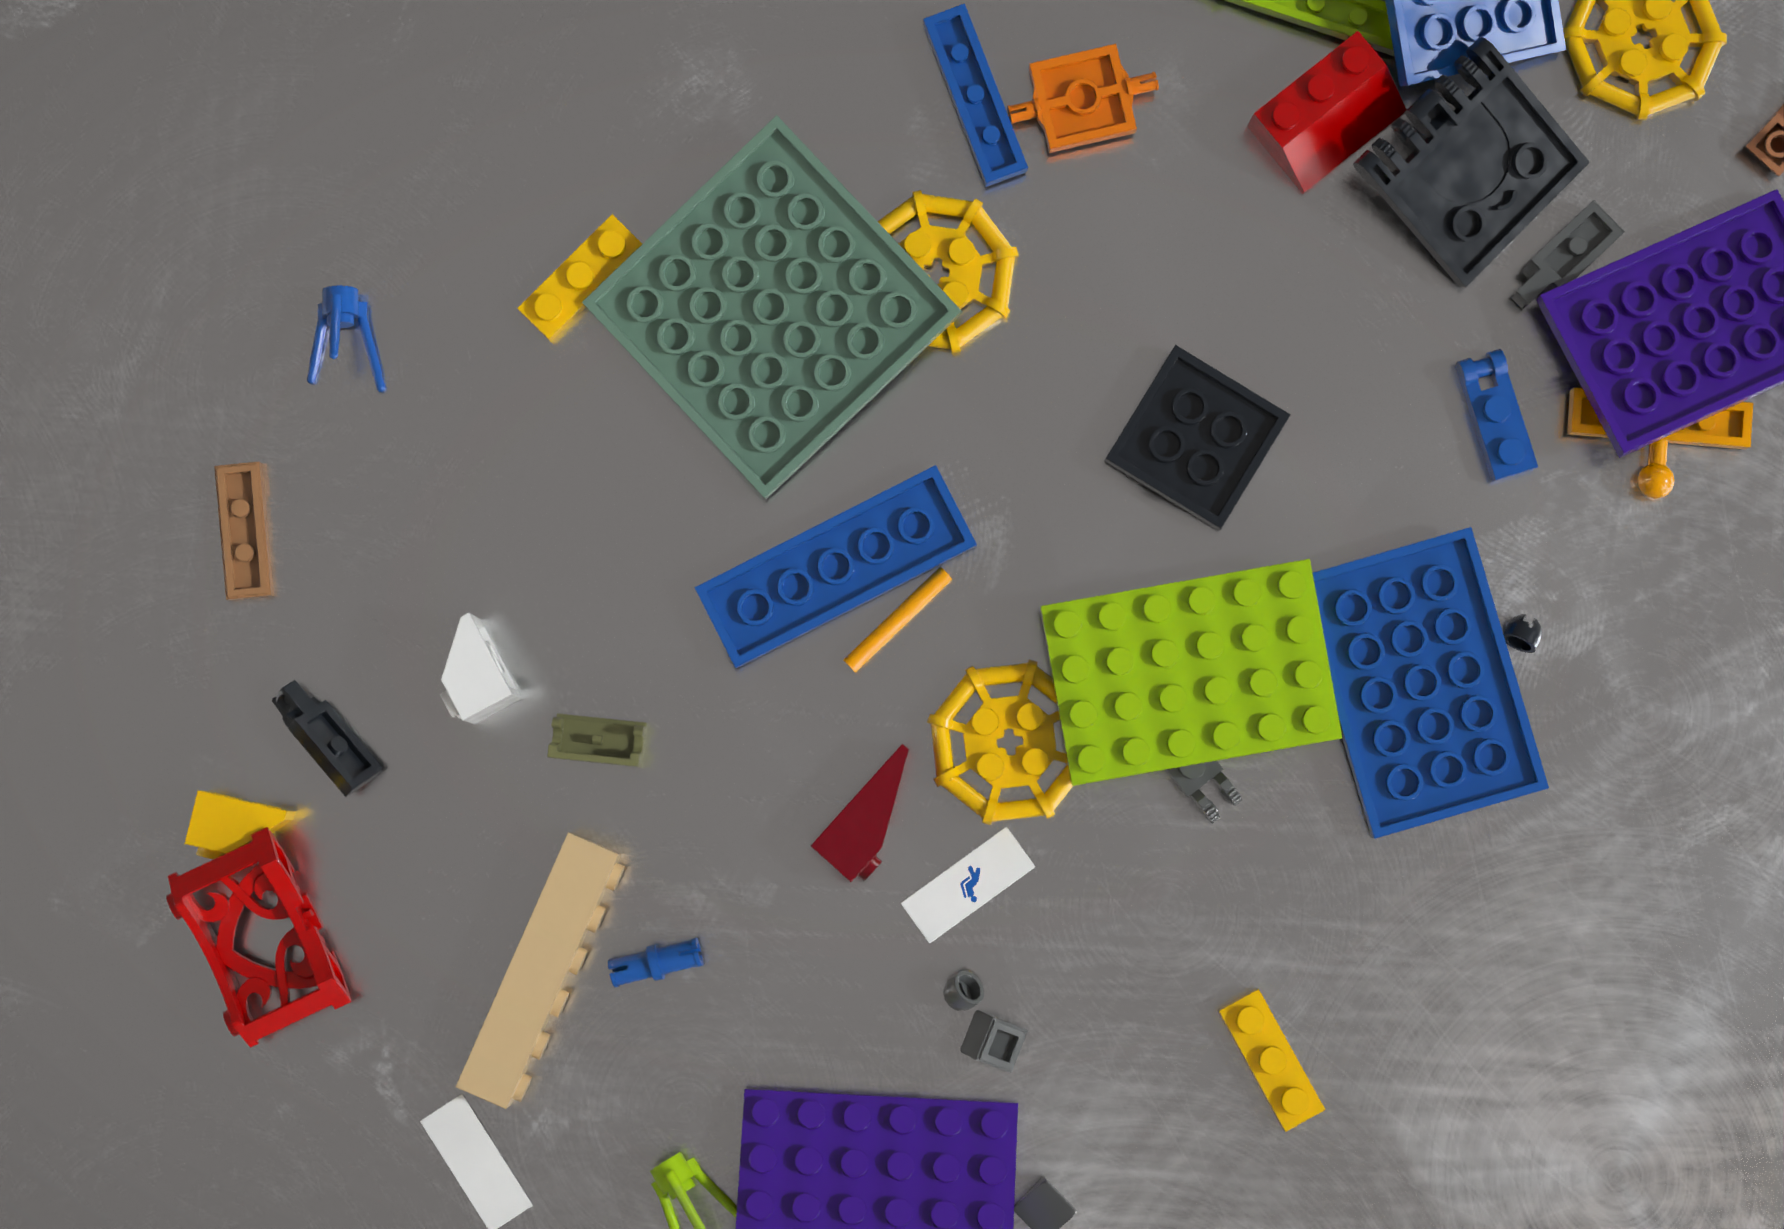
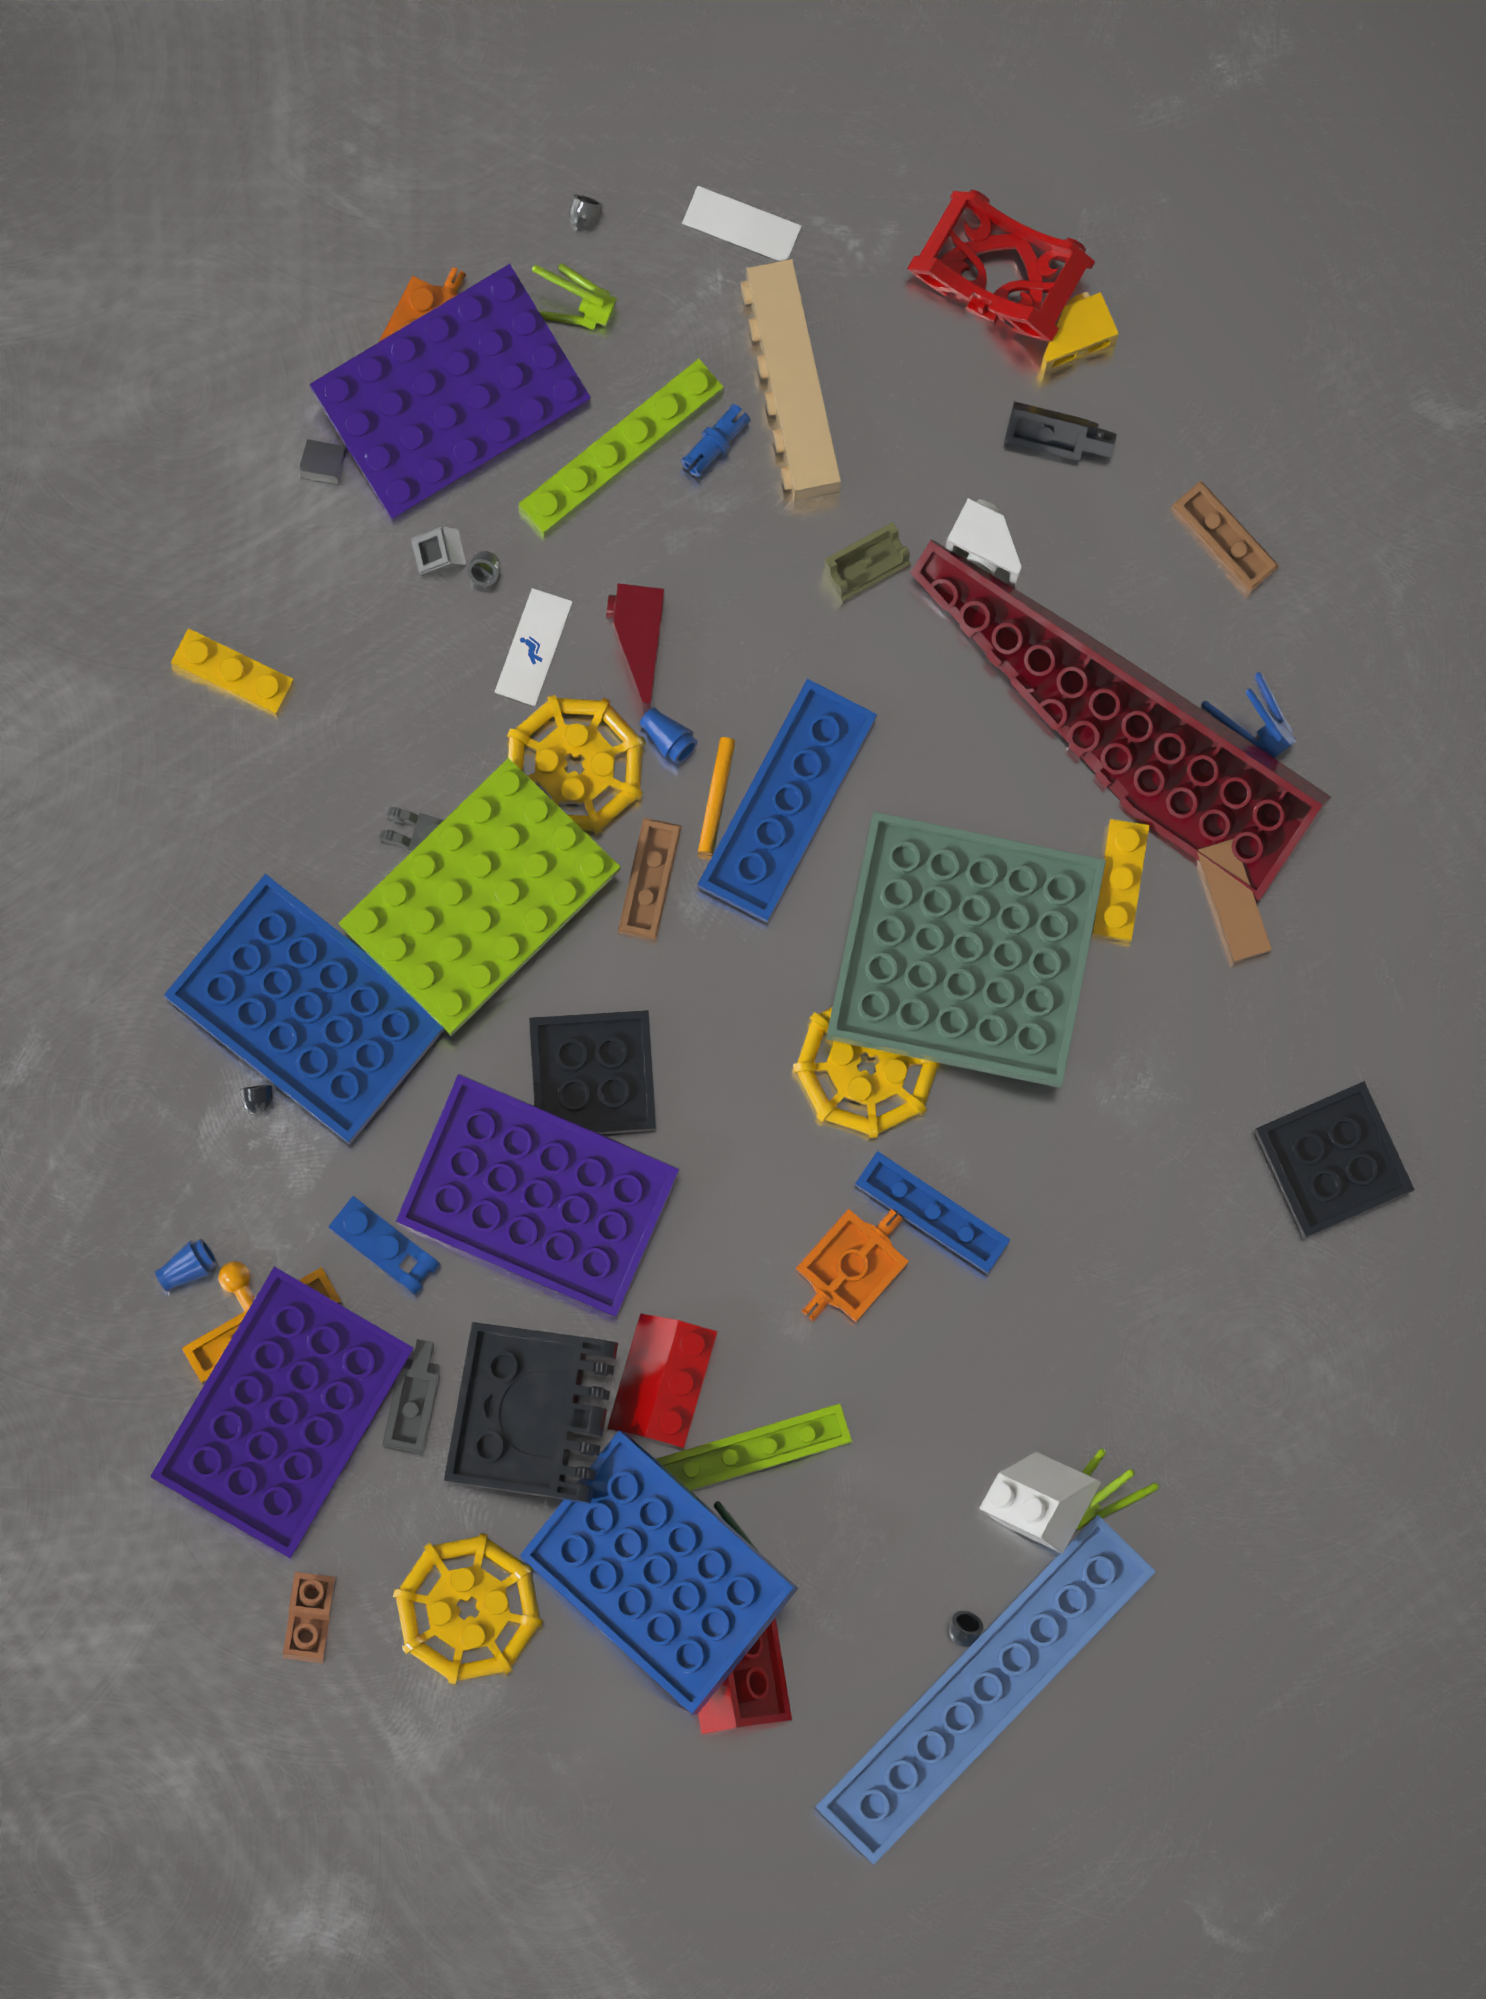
camera: 145 degrees right, 5 degrees down
(465, 402) = (1138, 735): none -> dark red wedge
(491, 186) = (1234, 903): none -> medium nougat tile
(748, 1021) = (621, 447): none -> lime plate
(902, 705) = (670, 736): none -> blue cone
(1015, 584) = (649, 879): none -> medium nougat tile
(1327, 358) = (537, 1195): none -> dark purple plate
(1691, 521) = (188, 1264): none -> blue cone

